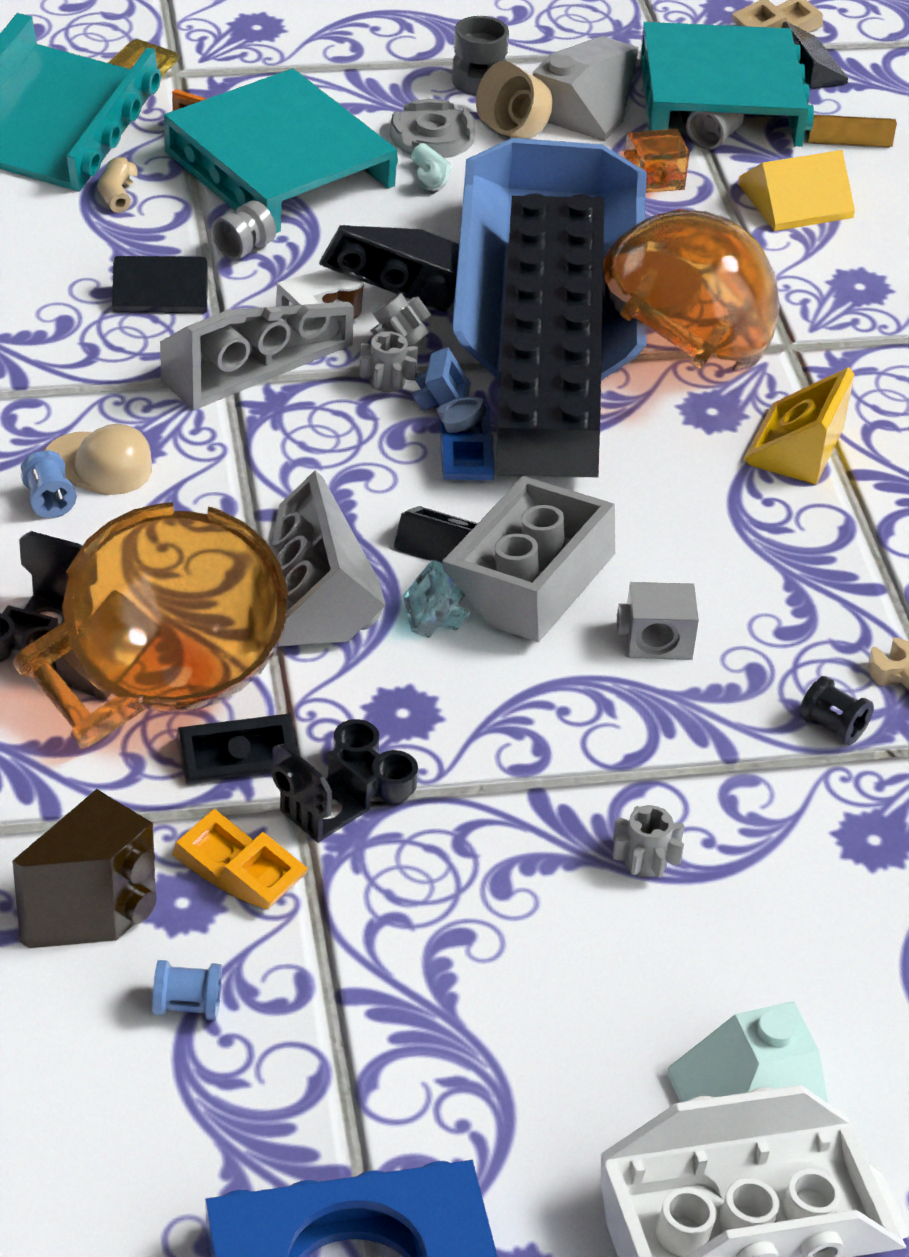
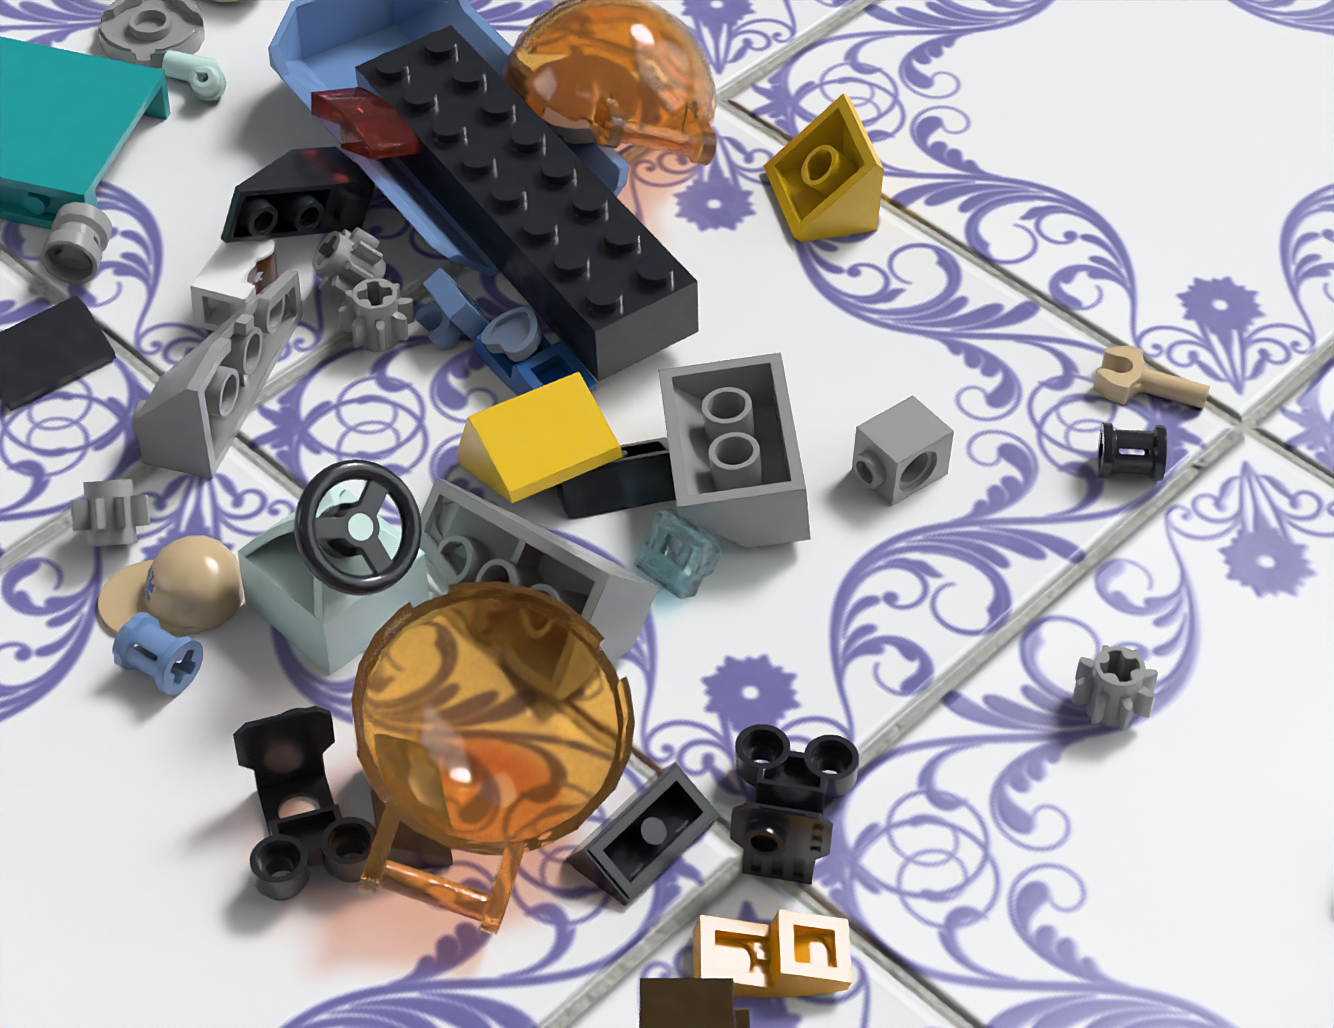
camera: 35 degrees left, 5 degrees up
(99, 390) = (110, 512): none -> light grey gear
(196, 465) = (336, 565): none -> piece
(405, 478) = (537, 439): none -> yellow slope
(483, 233) = (366, 123): none -> clear red slope

